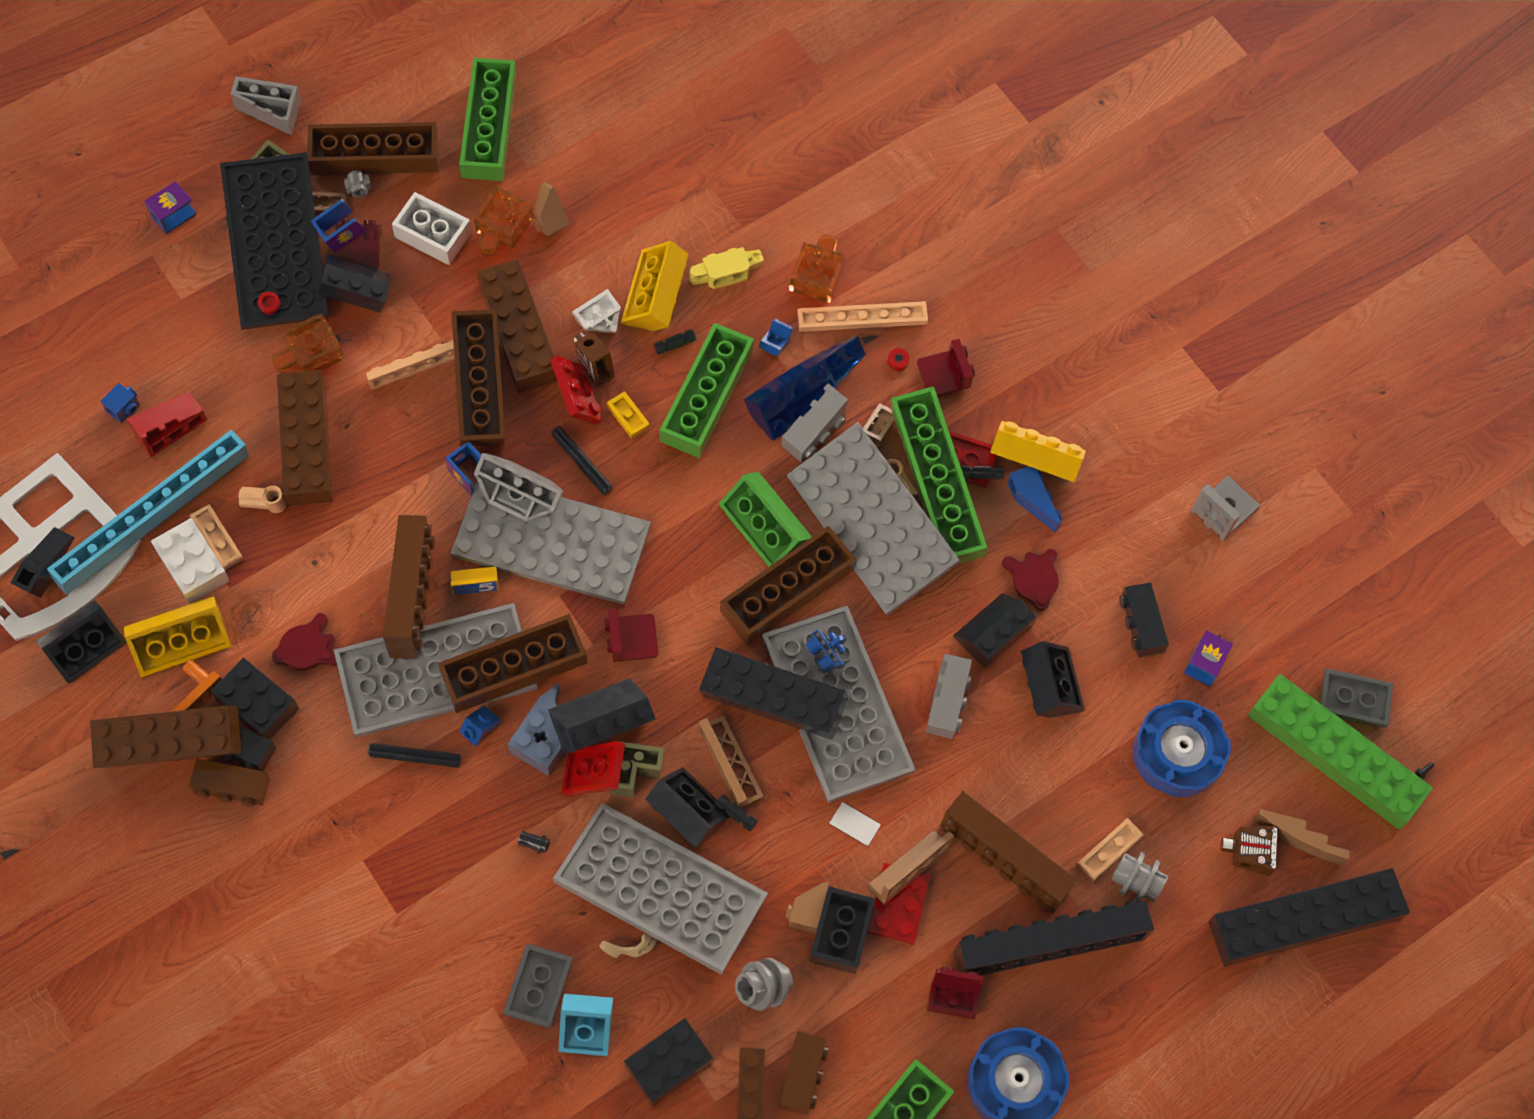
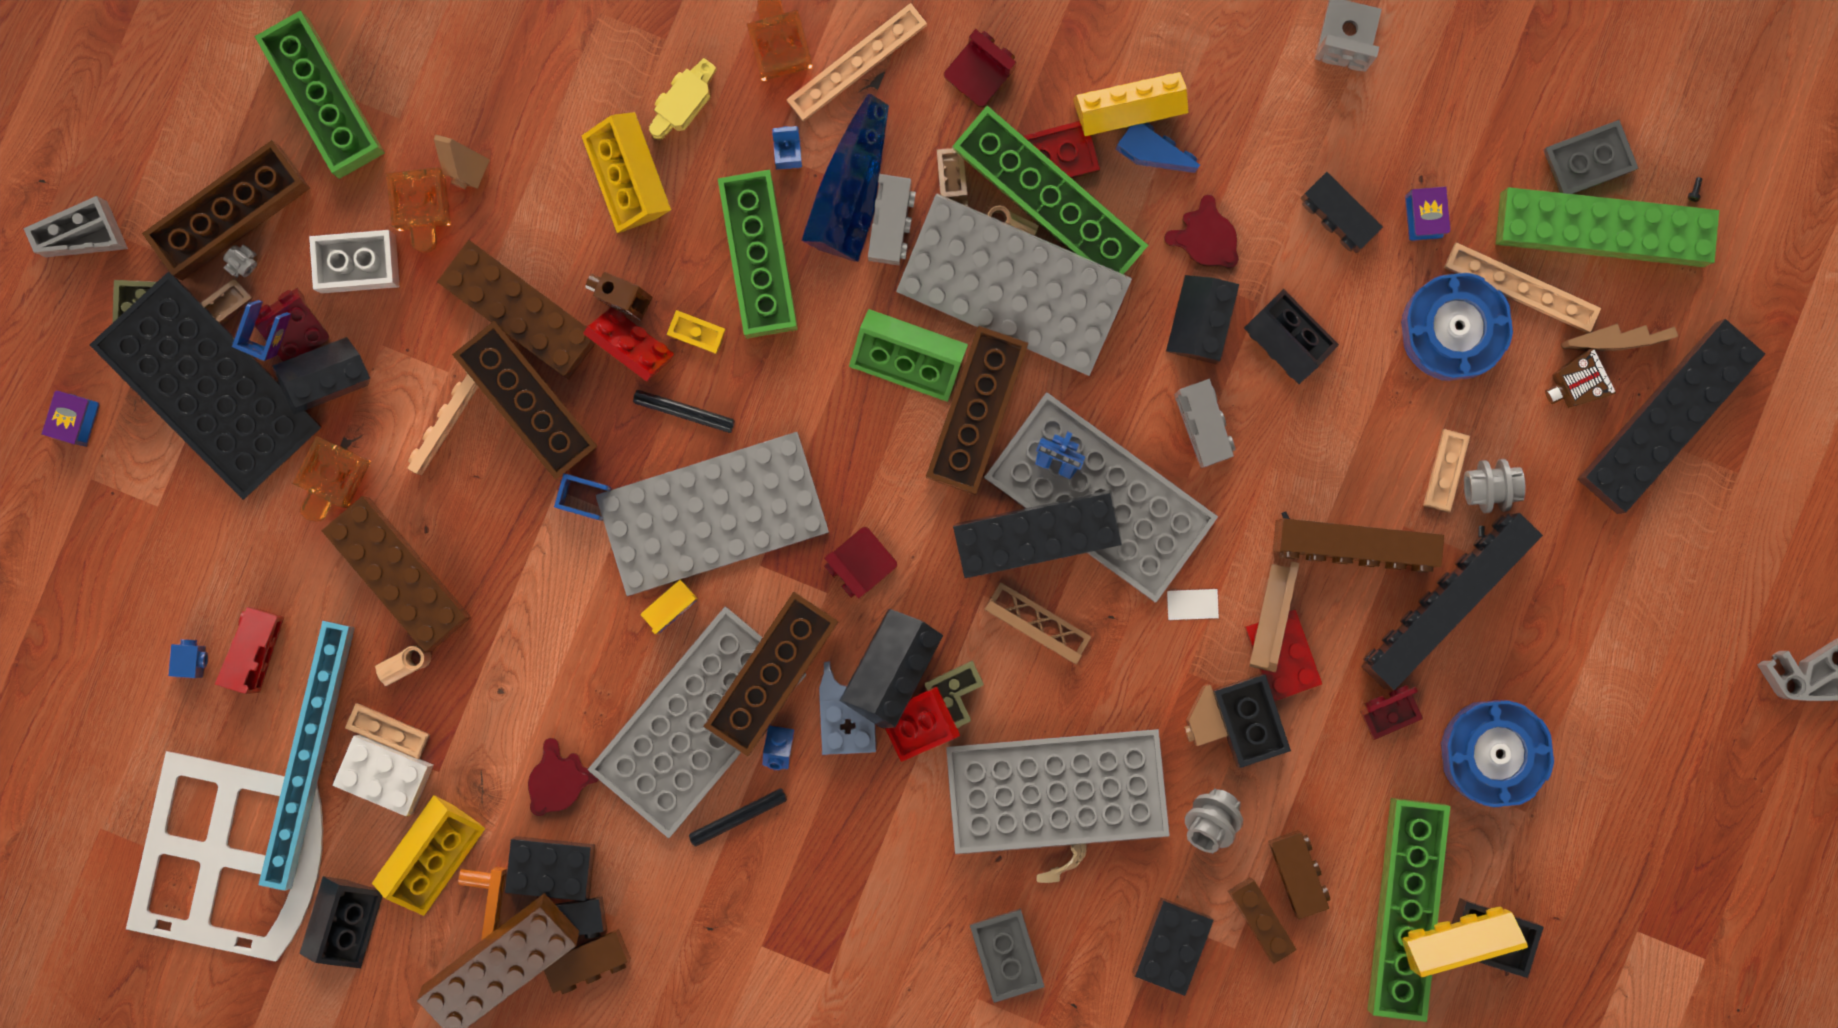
camera: 25 degrees left, 20 degrees up
(33, 571) = (244, 873): black slope -> none
(269, 303) = (253, 457): red tile -> none
(408, 586) = (615, 664): reddish brown brick -> none
(516, 488) = (647, 490): light grey wedge -> none
(534, 842) = (908, 825): black pin -> none
(585, 1024) = (1074, 961): medium azure slope -> none
(599, 313) = (589, 238): white slope -> none
(674, 341) = (686, 218): black axle -> none
(687, 806) = (1029, 695): black slope -> none
(735, 812) = (1078, 671): black axle -> none
(898, 359) = (923, 86): red tile -> none
(982, 472) = (1088, 160): black axle -> none
(1252, 759) = (1524, 288): none -> light nougat plate

